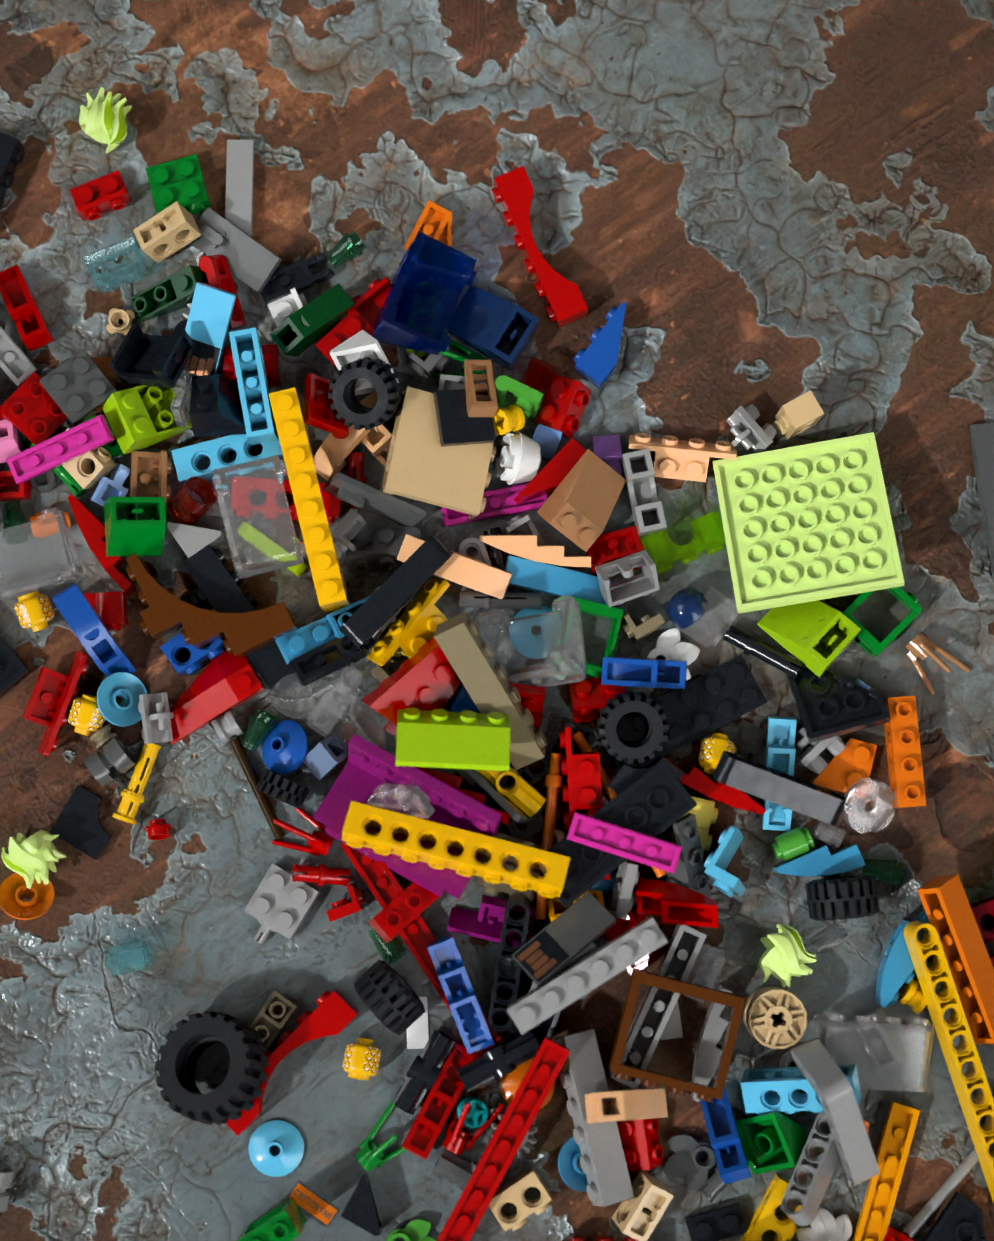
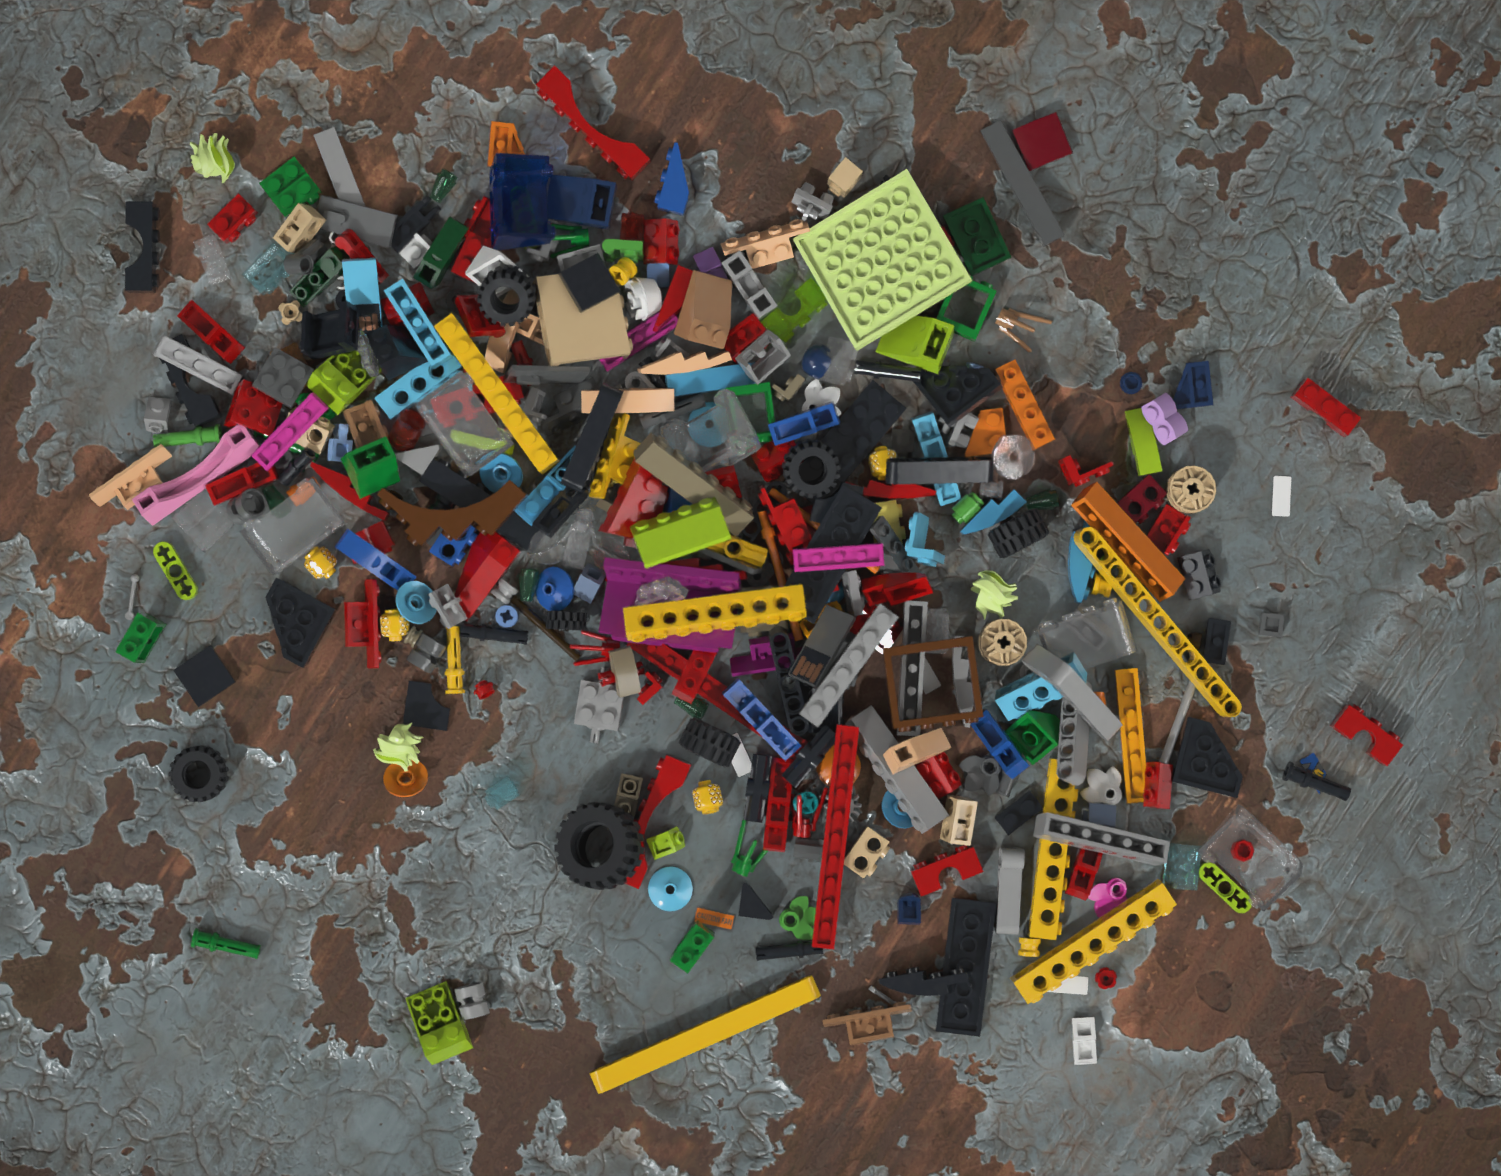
camera: 25 degrees left, 5 degrees up
(53, 493) = (296, 466): none -> black pin
(58, 230) = (212, 259): none -> clear slope
(158, 267) = (305, 258): none -> dark grey piece
(199, 772) = (486, 632): none -> black pin
(222, 759) = (510, 616): none -> medium blue wheel
(269, 585) = (494, 478): none -> dark azure dish
(292, 1093) = (666, 843): none -> lime bracket
(326, 874) = (625, 671): none -> dark tan slope
(480, 404) = (599, 268): medium nougat slope -> none
(923, 540) = (977, 236): none -> dark green plate
(930, 848) = (1071, 467): none -> red bracket

